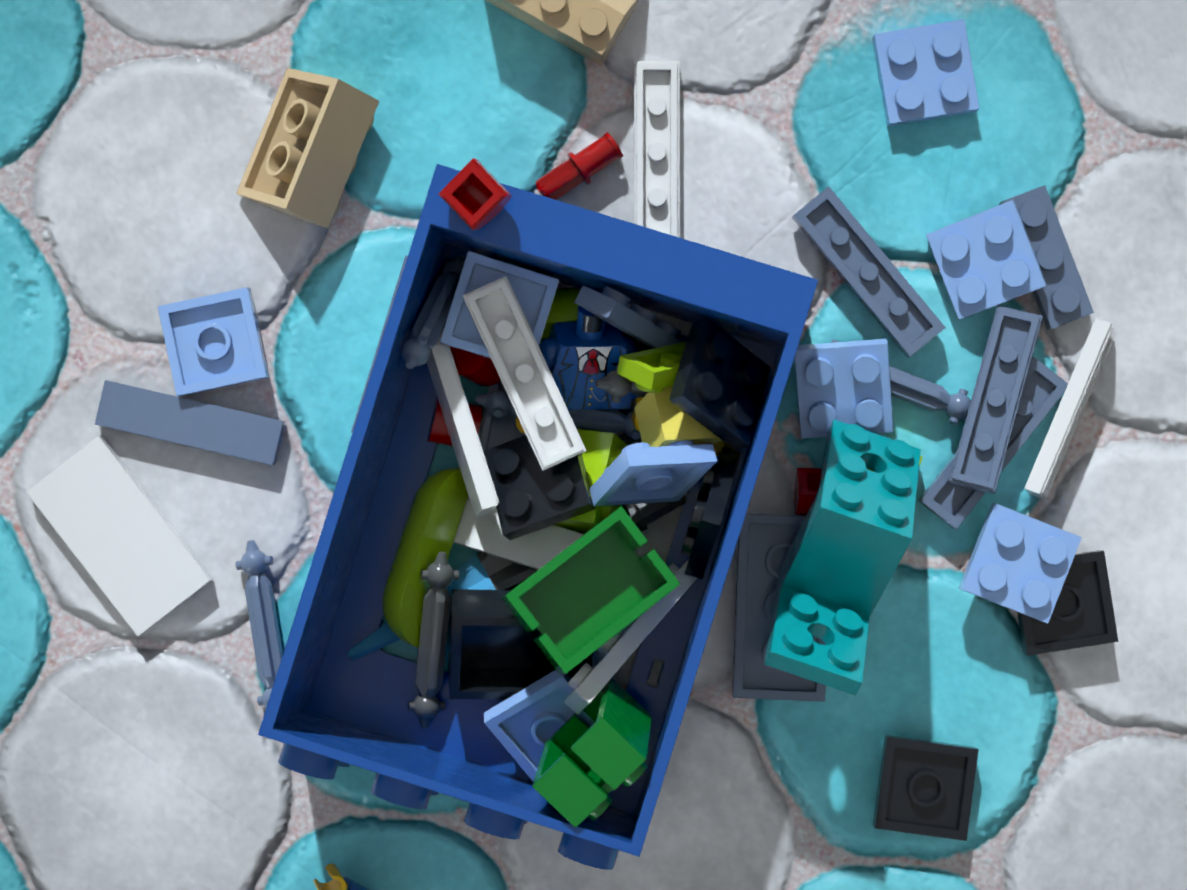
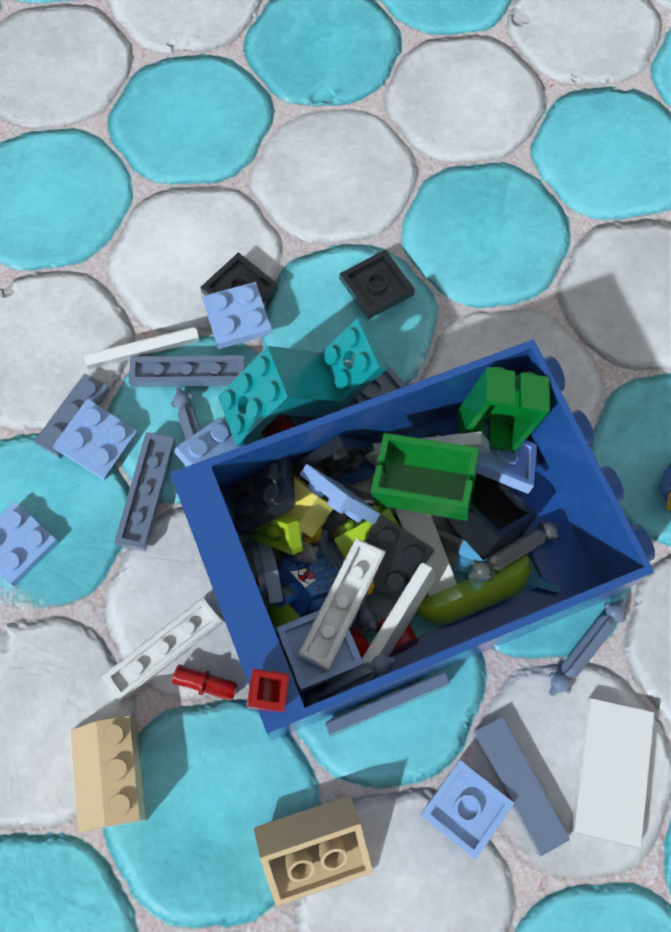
camera: 130 degrees left, 20 degrees down
(996, 399) = (163, 382): sand blue tile -> none

